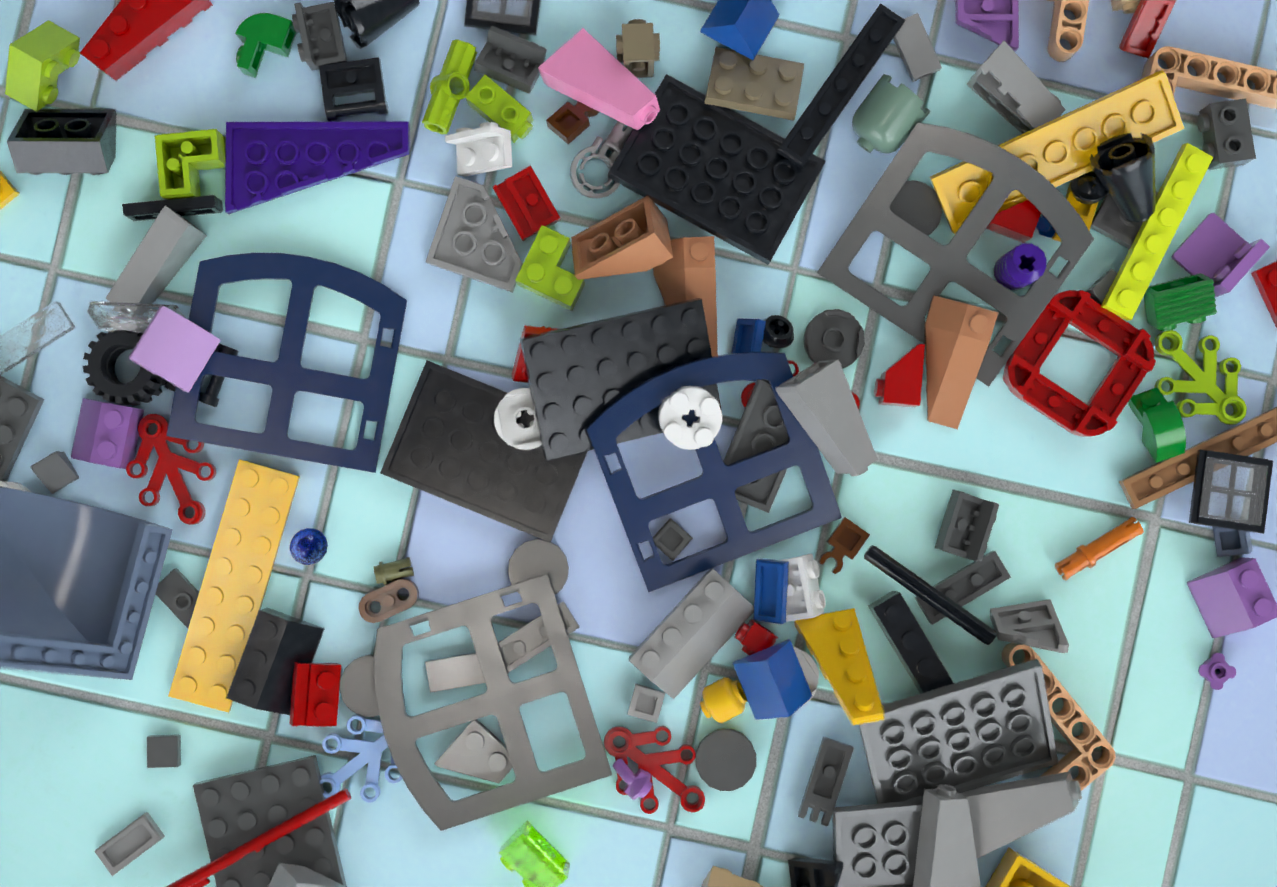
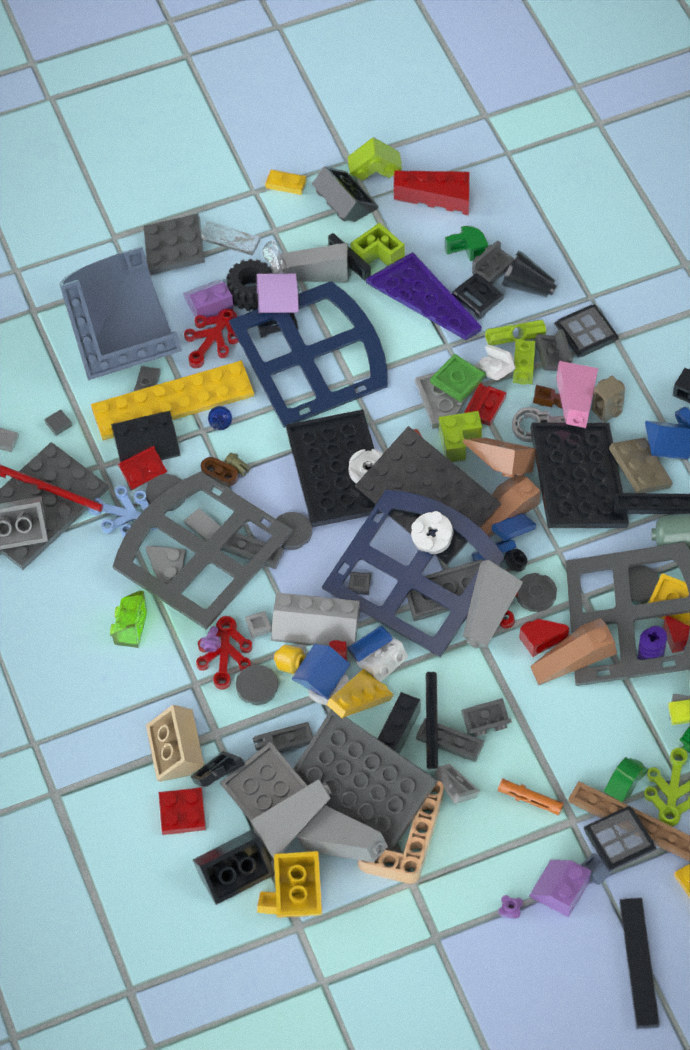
camera: 60 degrees right, 30 degrees down
(55, 471) = (170, 289): dark grey slope -> none
(467, 210) = (457, 378): none -> bright green tile
(732, 302) = (513, 527): none -> blue tile
(846, 541) = (426, 664): reddish brown plate -> none
(1106, 328) = (625, 690): red plate -> none

